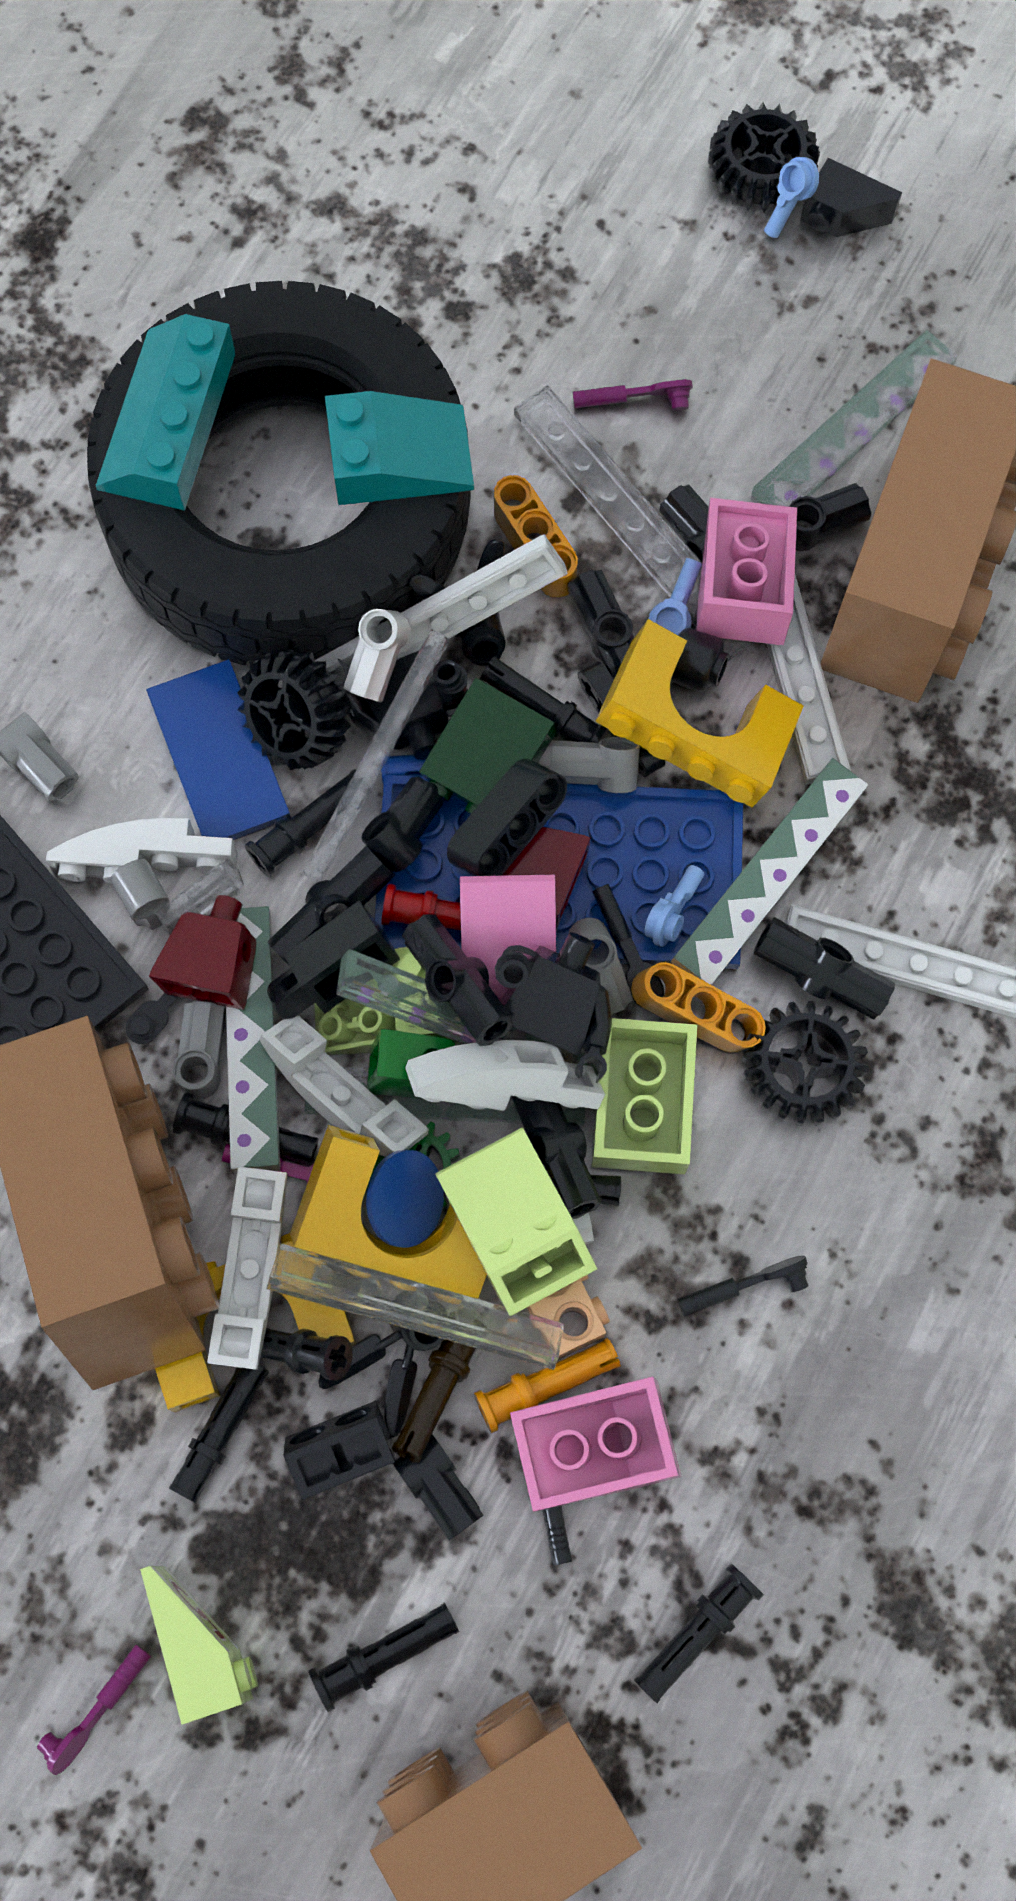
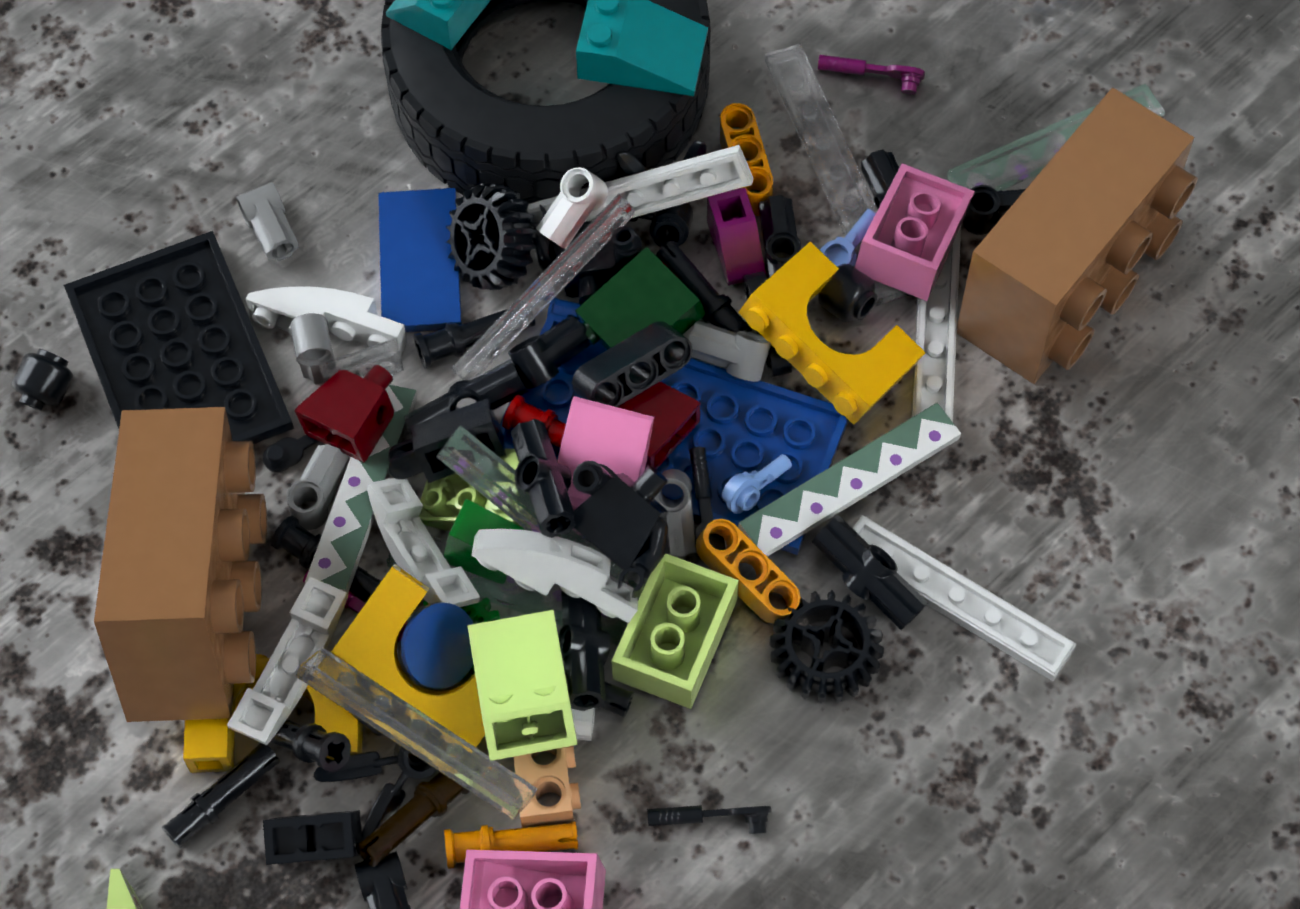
camera: 20 degrees right, 10 degrees down
(556, 631) = (735, 234): none -> magenta slope

